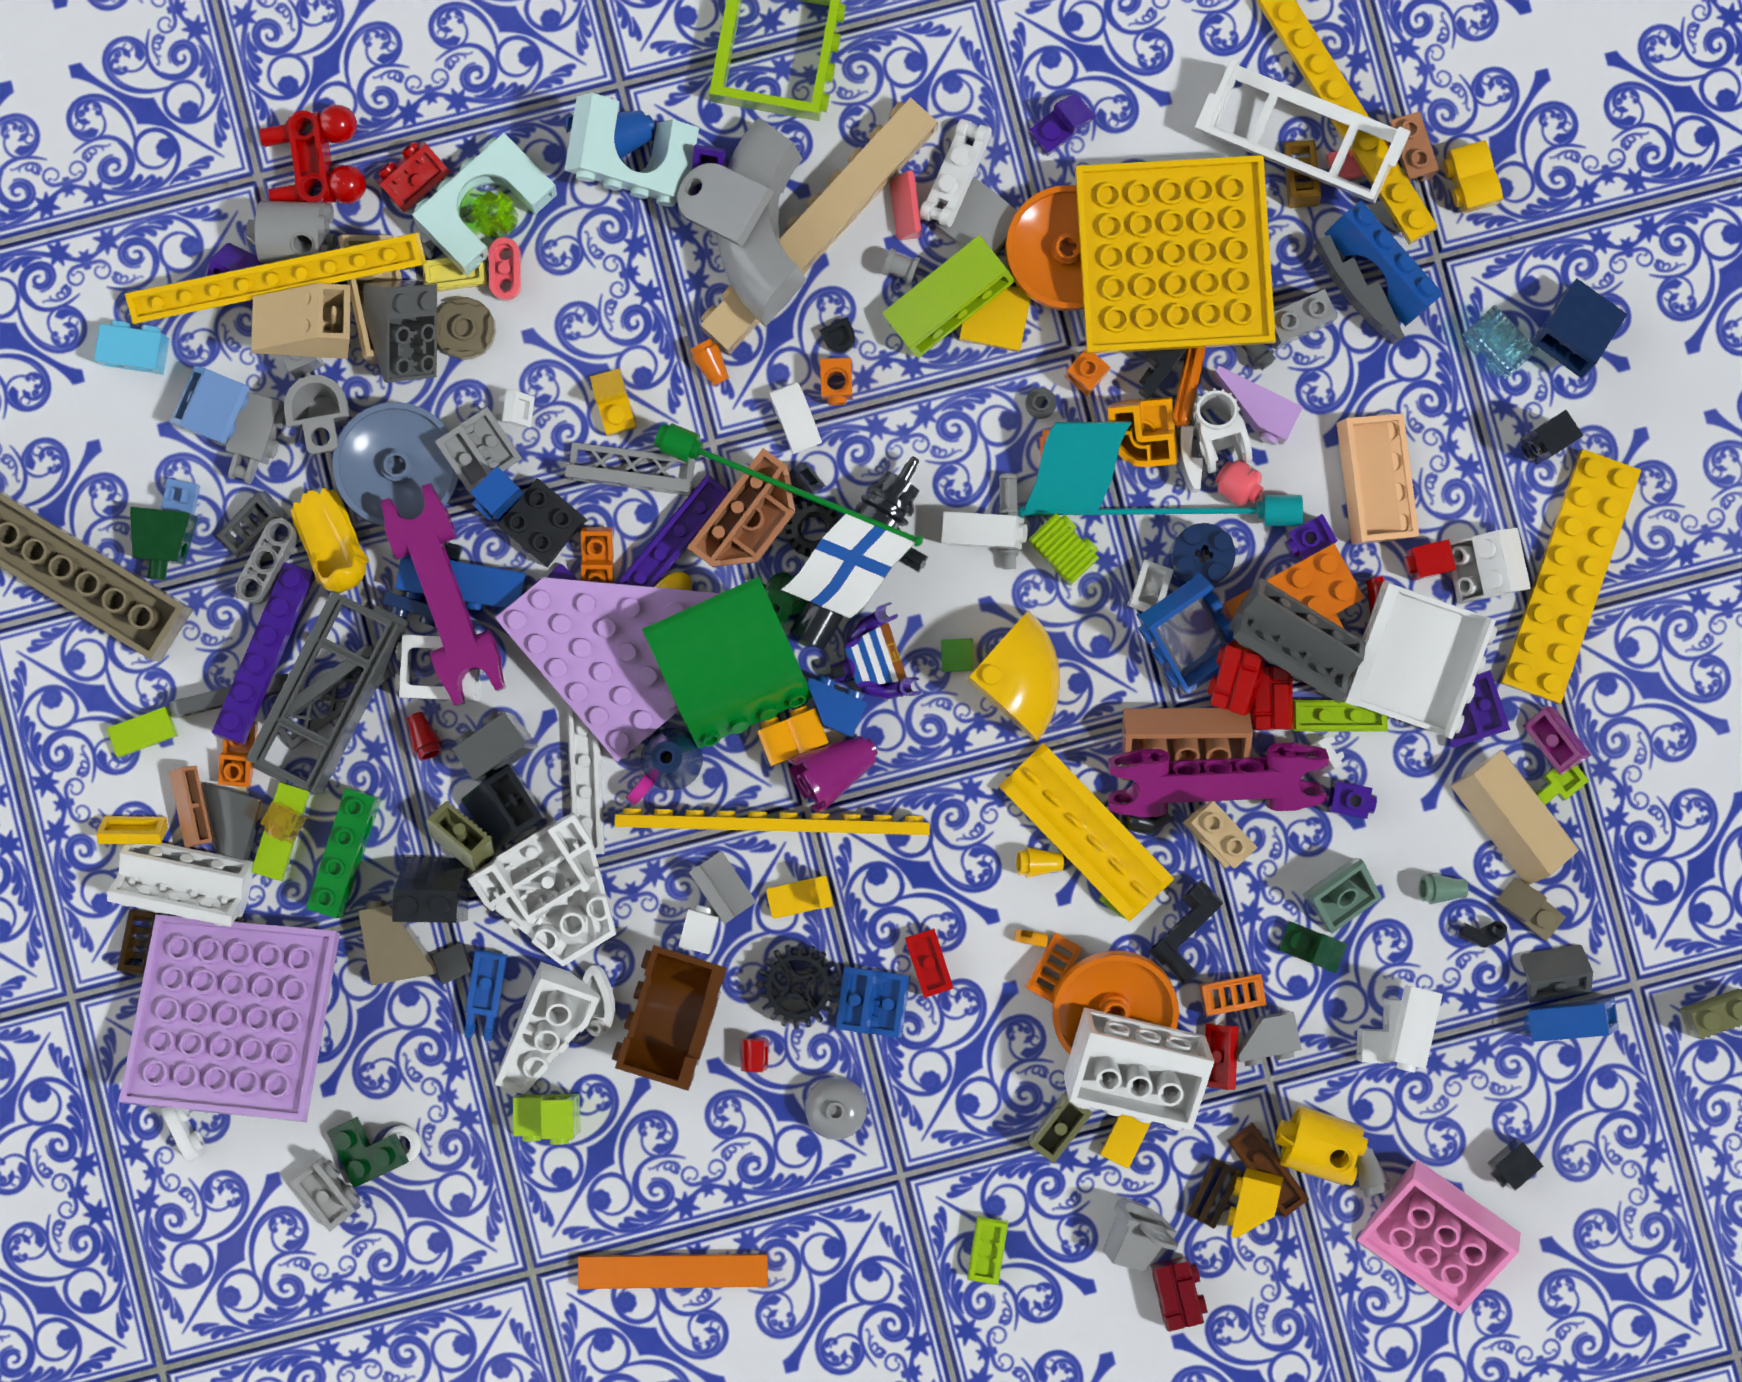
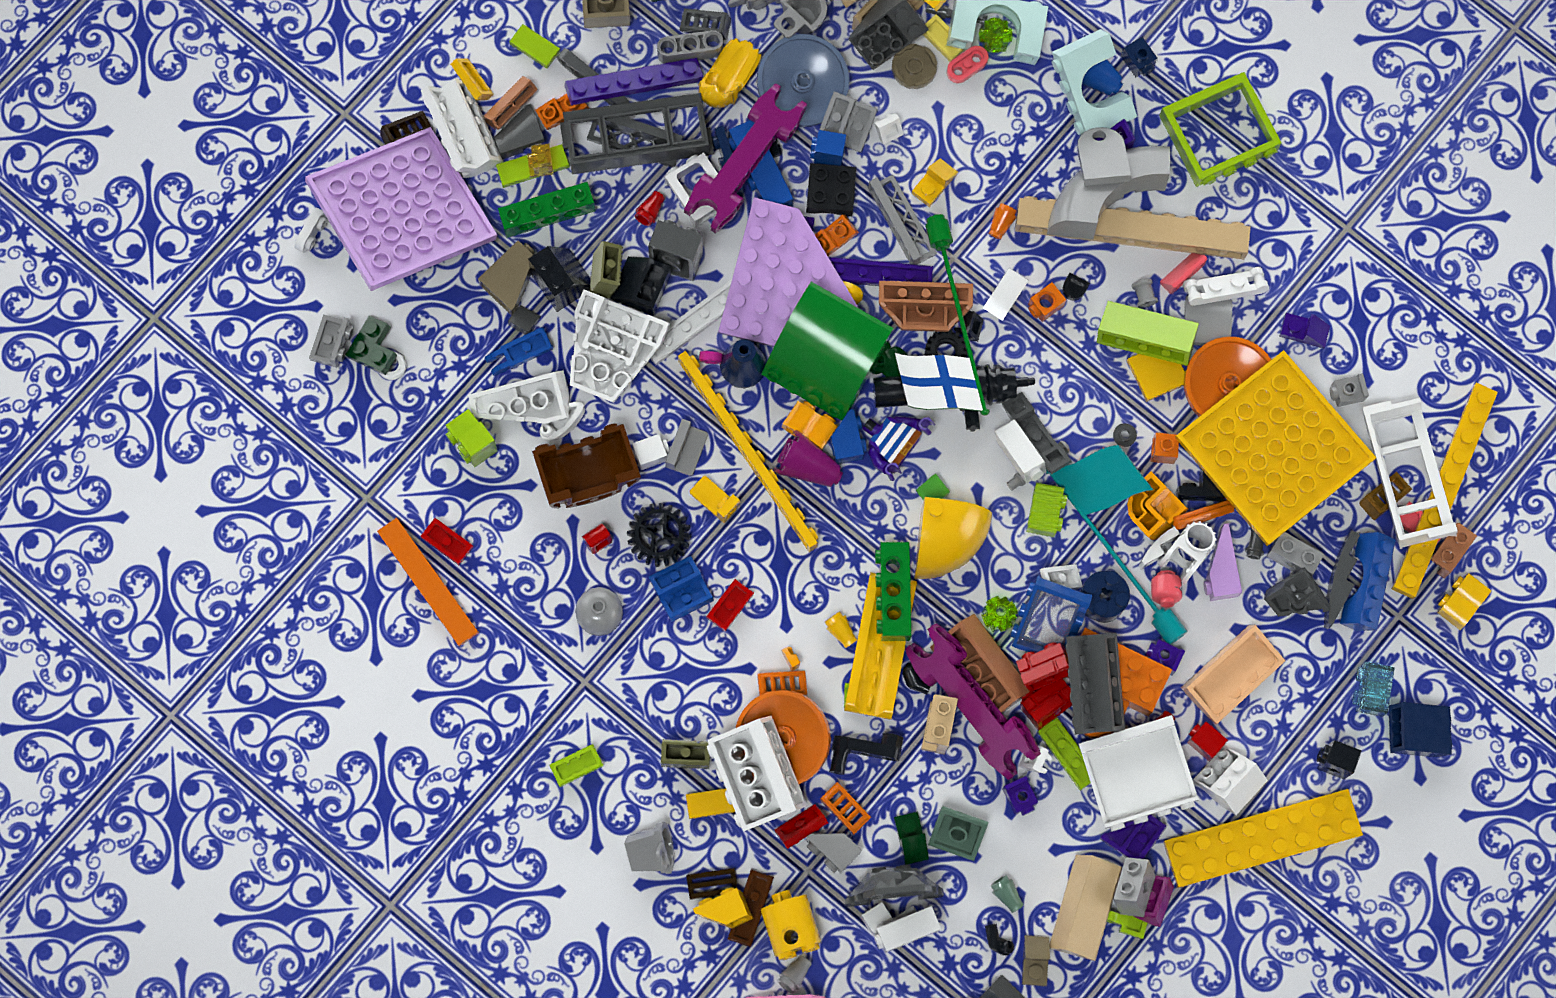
camera: 50 degrees right, 10 degrees down
(632, 74) = (1139, 57): none -> dark blue brick
(643, 1220) = (446, 541): none -> red plate
(945, 496) = (1024, 414): none -> dark grey slope
(1087, 799) = (898, 554): none -> green brick
(1130, 682) = (995, 621): none -> clear neon green brick
(1169, 115) = (1343, 397): none -> light grey brick
(1178, 1294) = (632, 903): dark red brick -> none
(1344, 350) = (1296, 595): none -> dark grey slope
(1360, 1009) = (893, 883): none -> dark grey wedge
(1533, 752) = (1134, 887): none -> light grey brick

